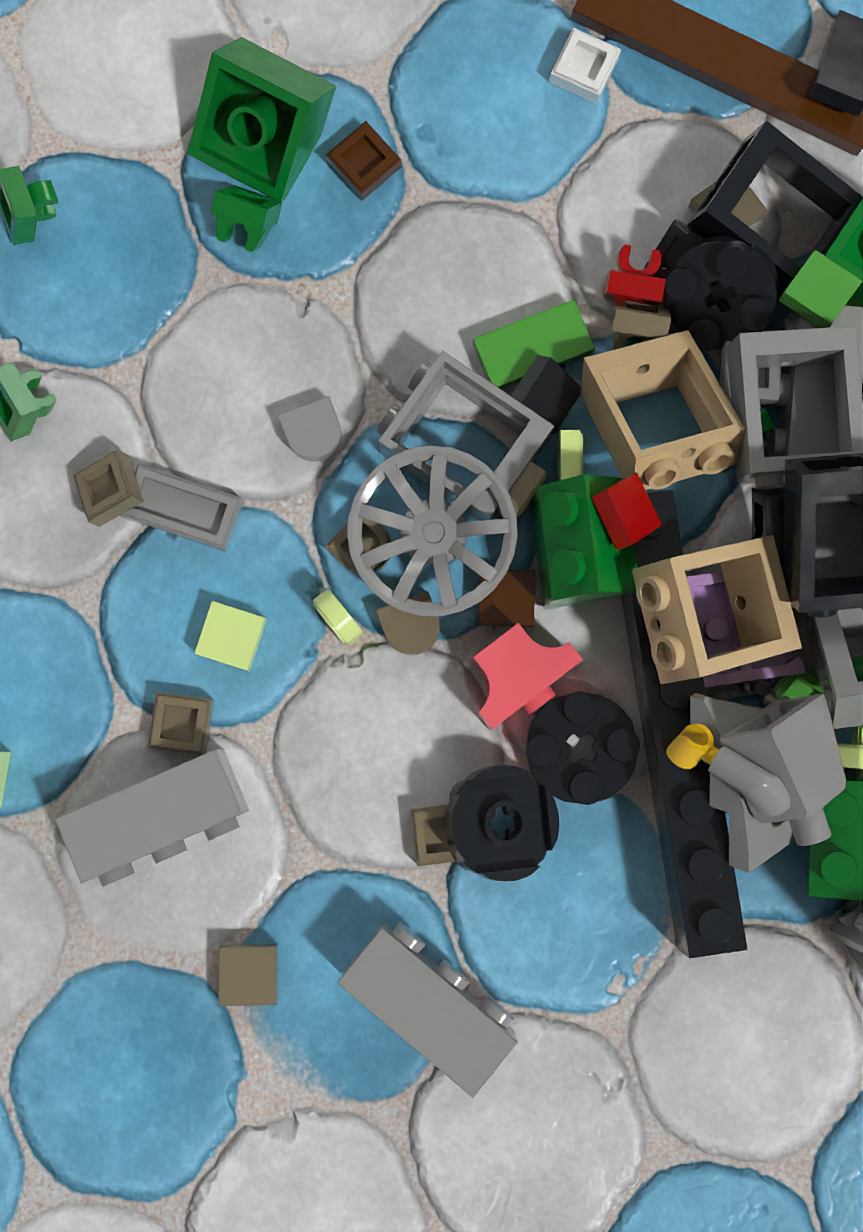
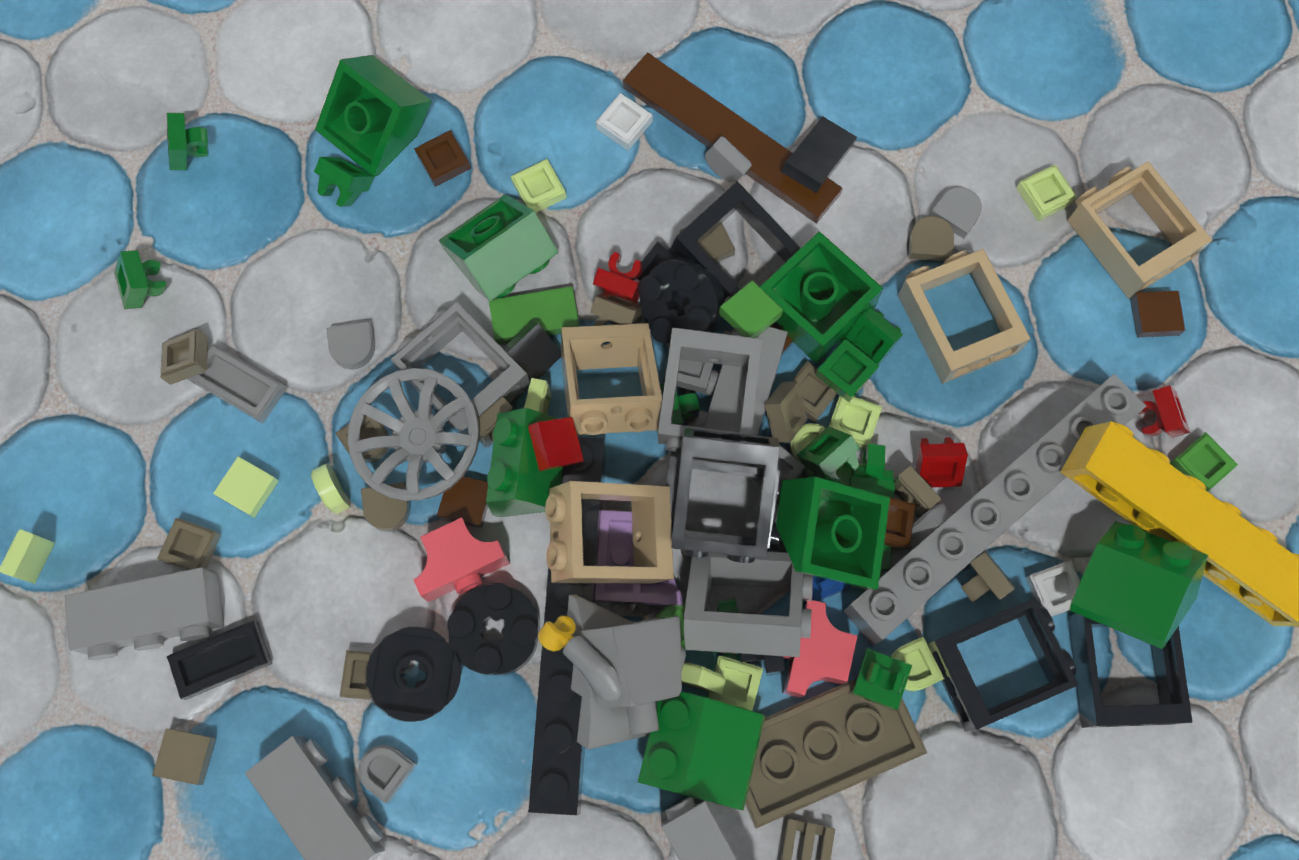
camera: 15 degrees right, 10 degrees down
(257, 852) = (219, 660): none -> black tile
(470, 264) = (499, 247): none -> slope
(492, 940) = (385, 771): none -> light grey tile
(496, 175) = (538, 186): none -> yellowish green tile
(734, 94) = (727, 160): none -> light grey tile

